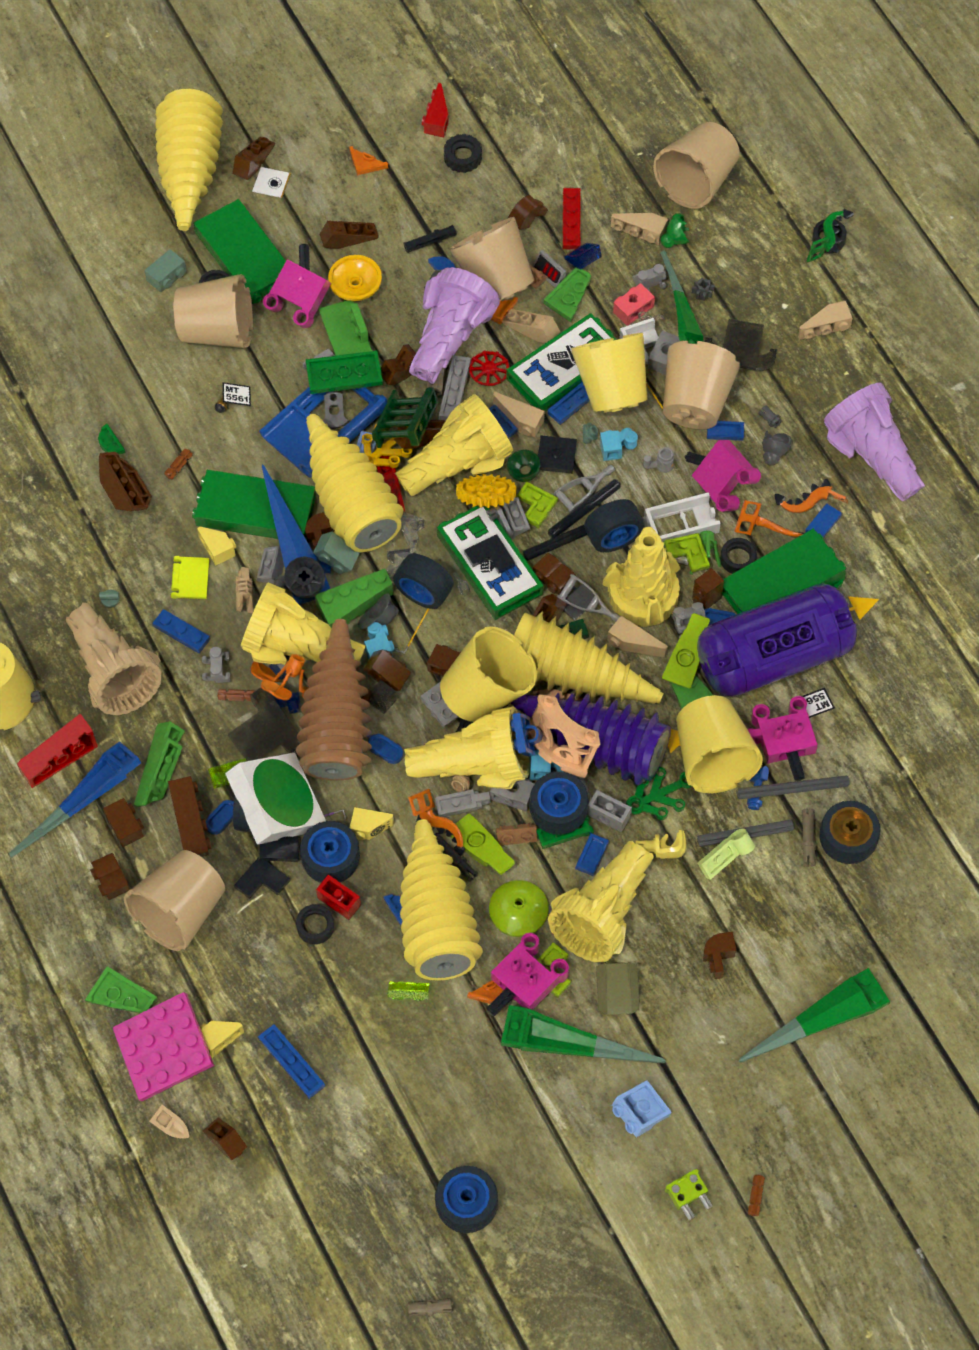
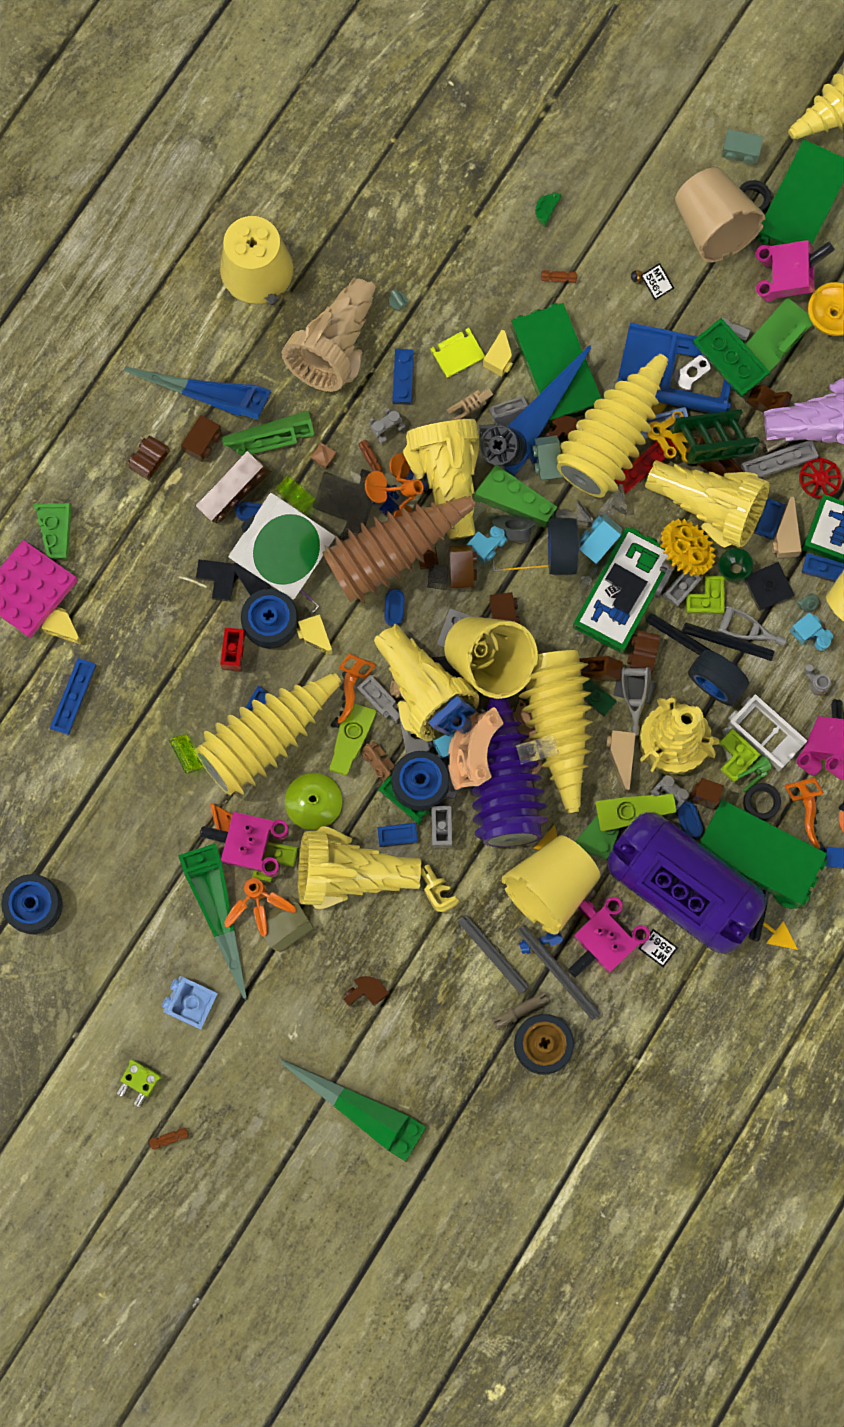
camera: 60 degrees right, 15 degrees up
(58, 751) = (231, 348): red wedge -> none
(122, 483) = (509, 244): reddish brown wedge -> none
(176, 899) = (151, 522): tan cone -> none
(208, 732) = (323, 455): none -> medium nougat tile
(311, 910) = (201, 658): black tyre -> none
(436, 545) = (599, 538): none -> medium azure brick
(458, 861) = (323, 729): black pin -> none
(594, 1002) = (259, 911): none -> orange plant
(595, 683) = (537, 749): none -> clear slope
(657, 795) = (484, 858): green plant -> none
(736, 844) = (458, 945): yellowish green plate -> none

